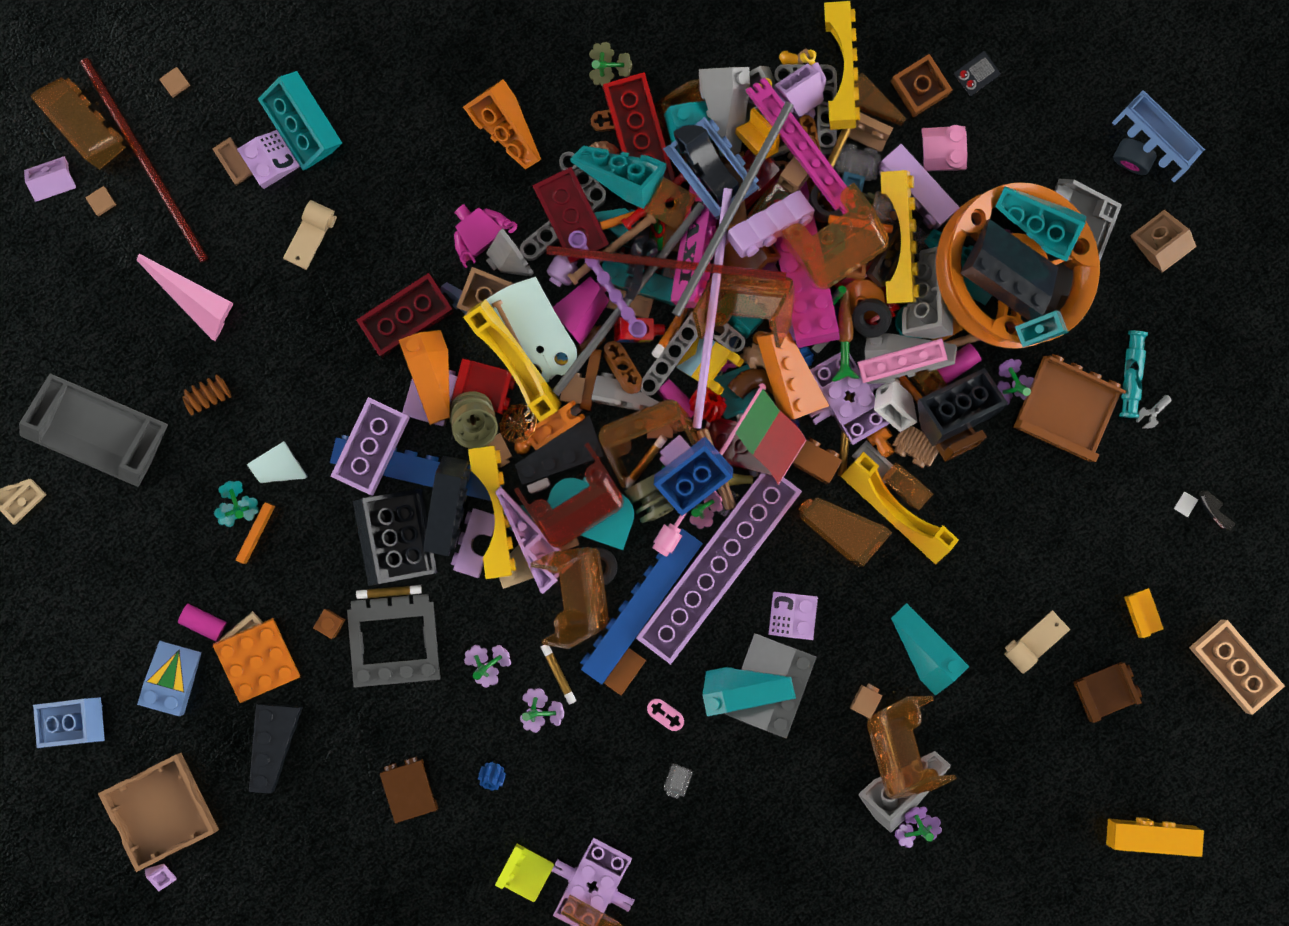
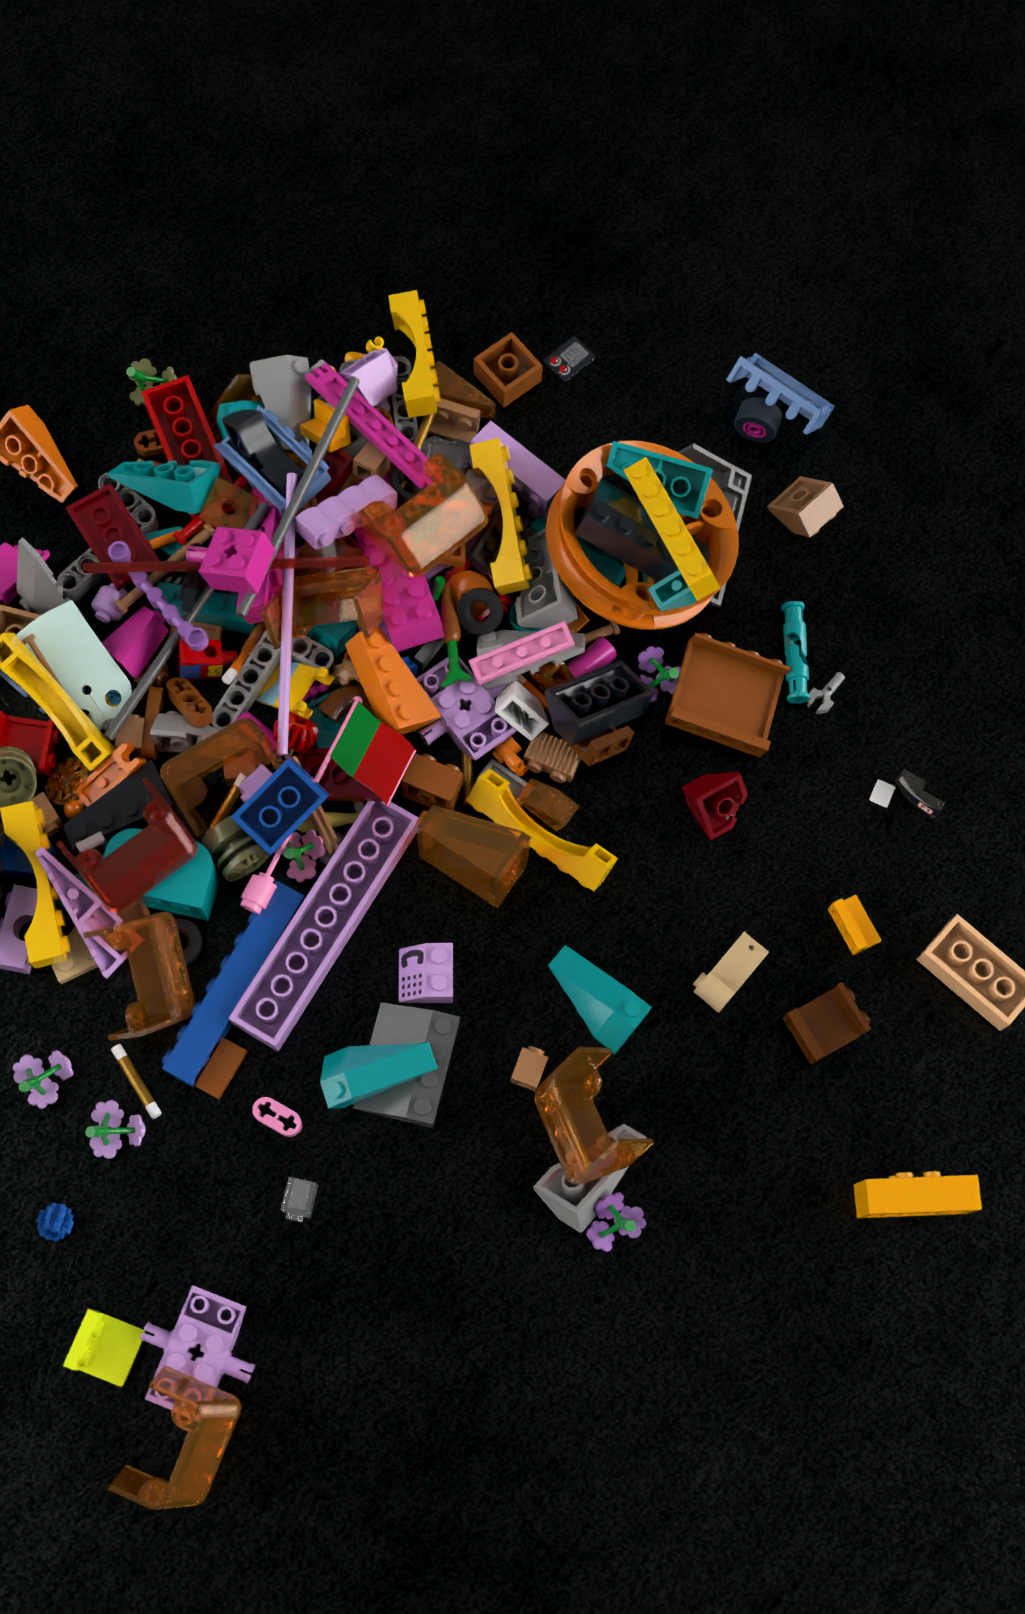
camera: 15 degrees left, 15 degrees down
(665, 265) = (234, 559): none -> dark pink brick
(944, 148) = (545, 434): bright pink slope -> none
(1040, 279) = (672, 529): none -> yellow arch
(1045, 498) = (715, 801): none -> dark red slope

